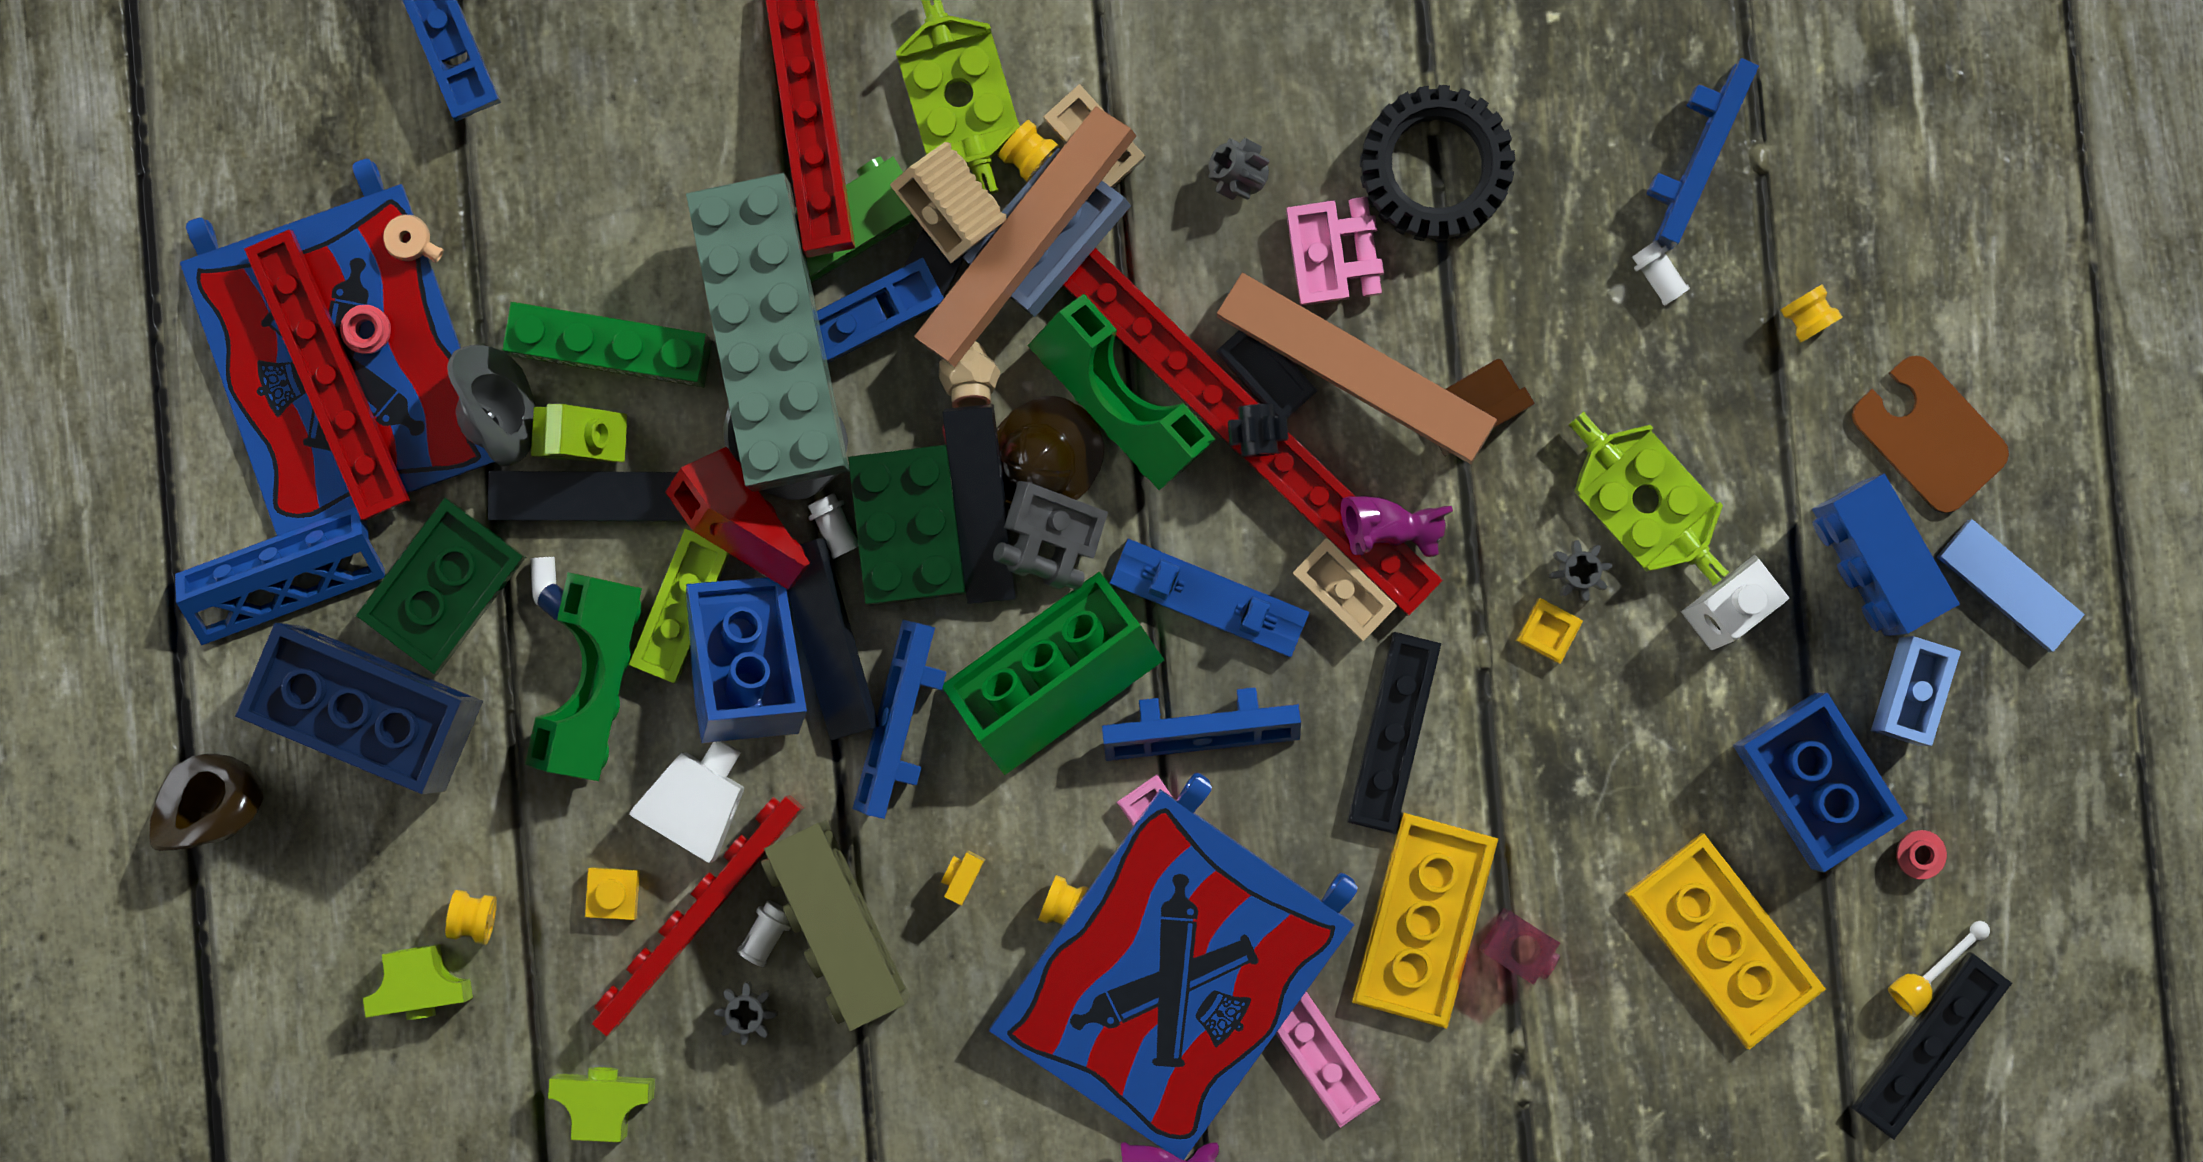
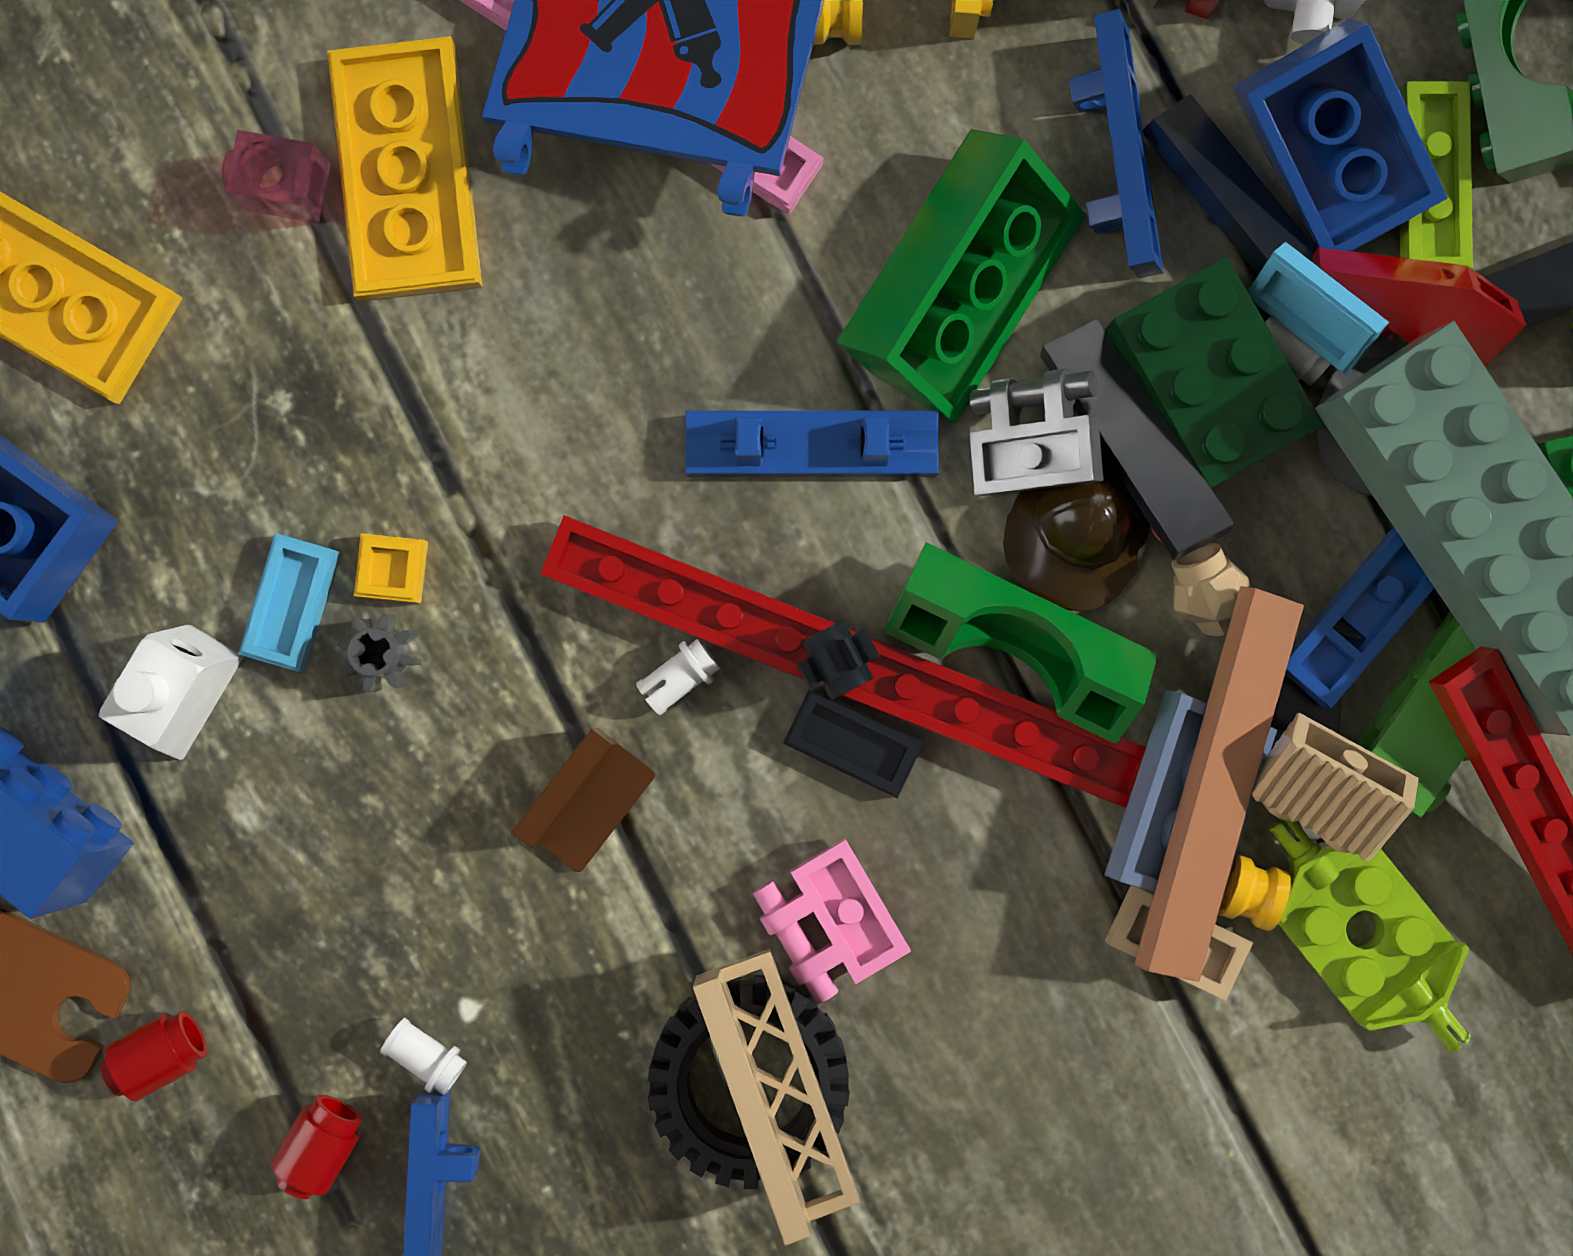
camera: 160 degrees right, 0 degrees up
(817, 541) = (1316, 308): none -> medium azure tile
(1201, 732) = (807, 251): blue hinge -> none
(1238, 169) = (988, 975): dark grey gear -> none
(1344, 589) = (654, 516): tan plate -> none
(1356, 368) = (745, 787): nougat tile -> none
(1372, 468) = (679, 675): none -> white pin
(1379, 520) = (642, 612): magenta animal -> none
(1394, 732) = (528, 373): black tile -> none
(1440, 149) = (752, 1104): none -> tan fence
(1631, 635) = (289, 603): none -> medium azure tile
(1684, 514) = (281, 760): lime plate -> none
(1760, 240) = (316, 1147): none -> red brick
(1811, 313) = (218, 1081): yellow wheel -> none
(1851, 350) = (153, 1056): none -> red brick

